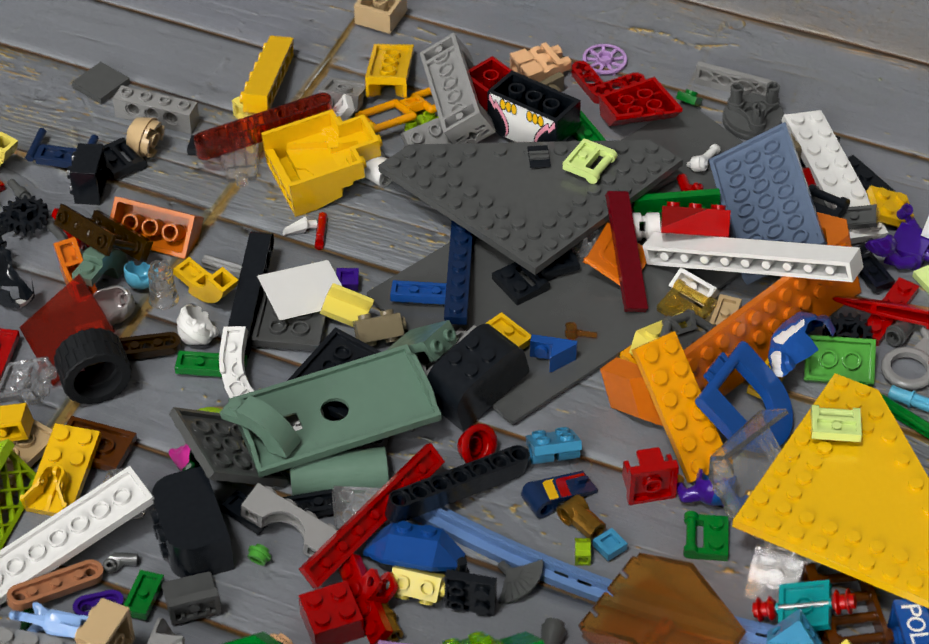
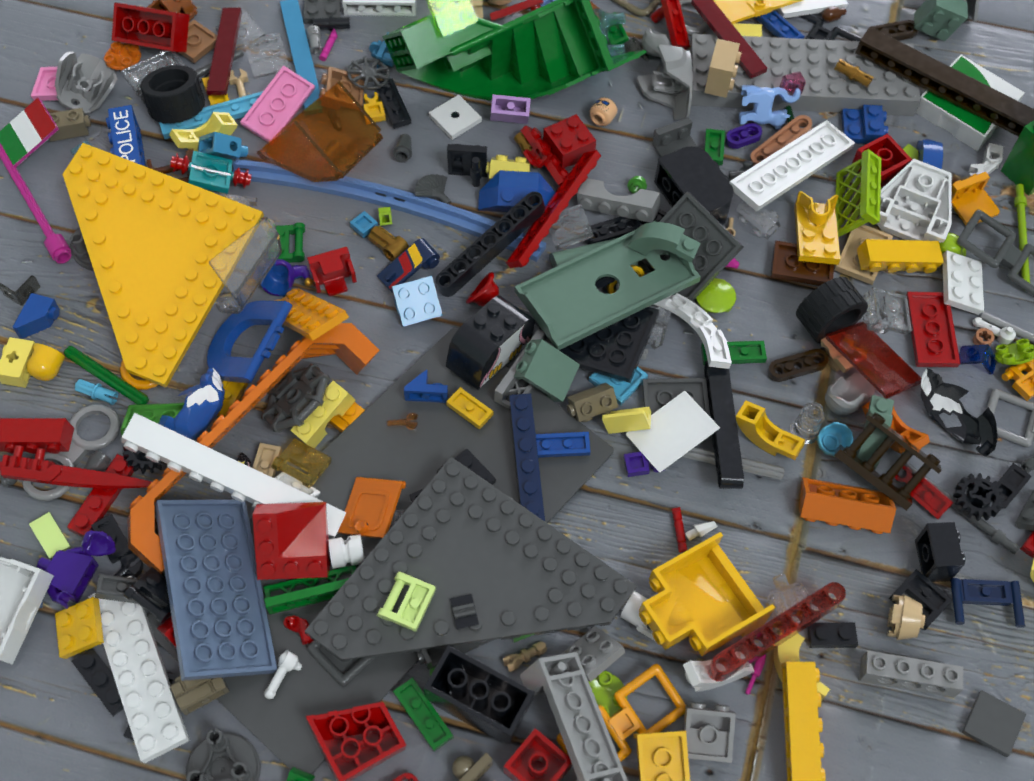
camera: 170 degrees right, 15 degrees up
(15, 623) = (793, 81): none -> clear pink slope
(195, 326) = (759, 381): white hair -> none
(626, 251) = (362, 503): dark red tile -> none
(836, 424) = (168, 301): yellowish green plate -> none

